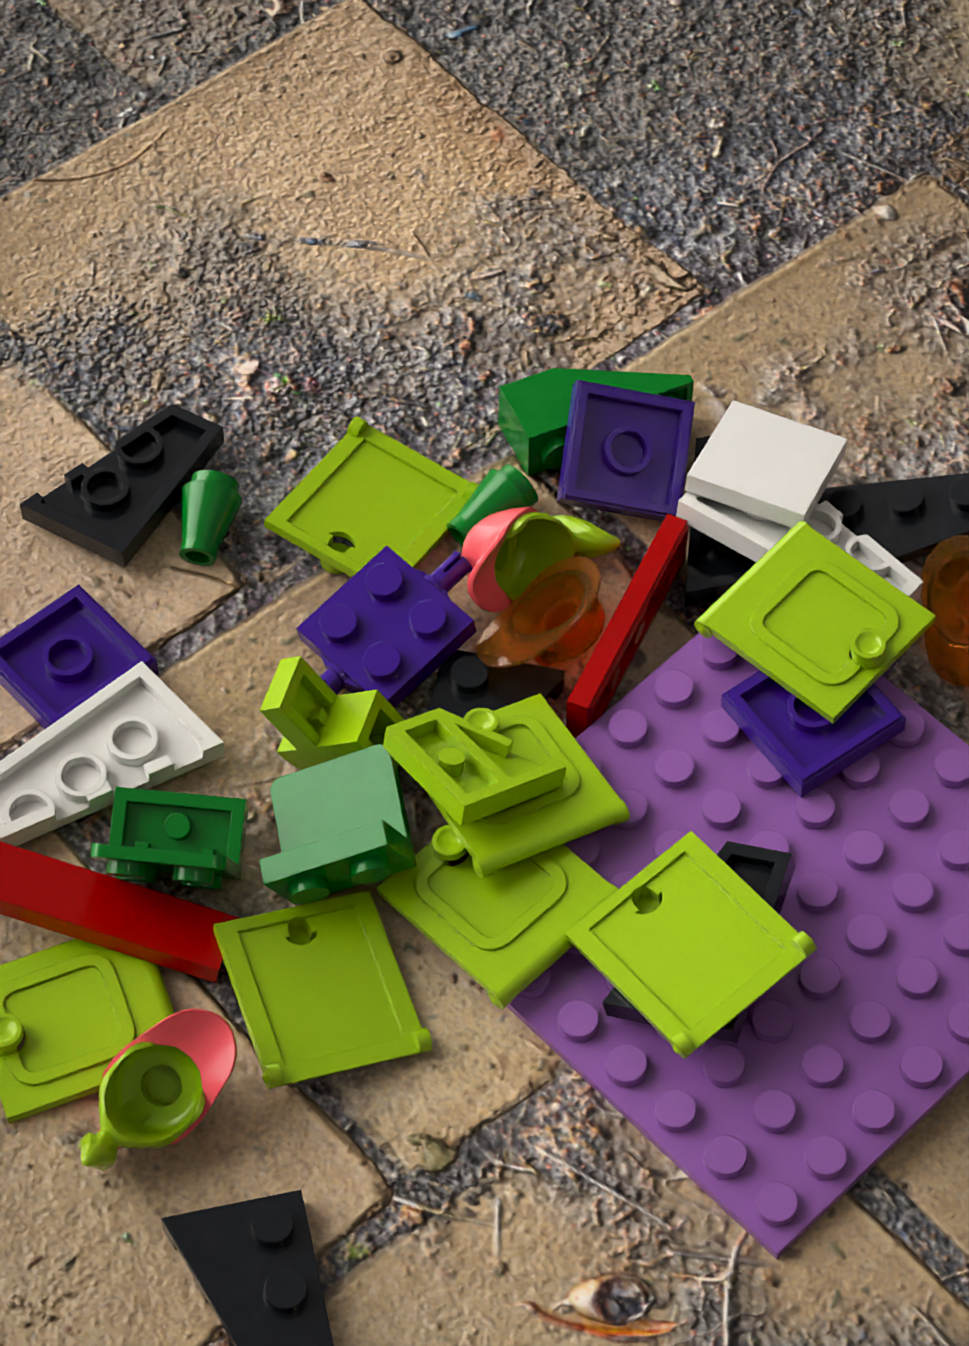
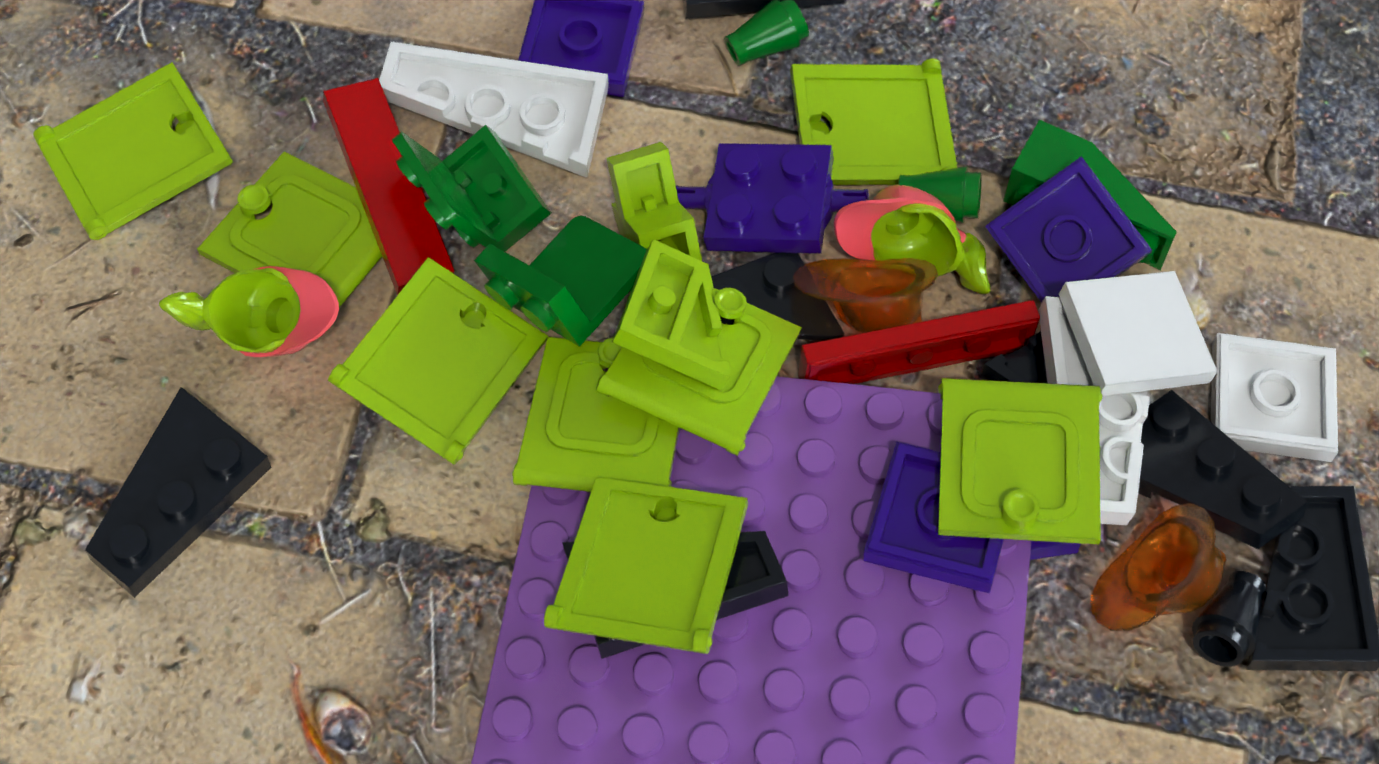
camera: 50 degrees right, 5 degrees up
(885, 424) = (1276, 396): none -> white tile

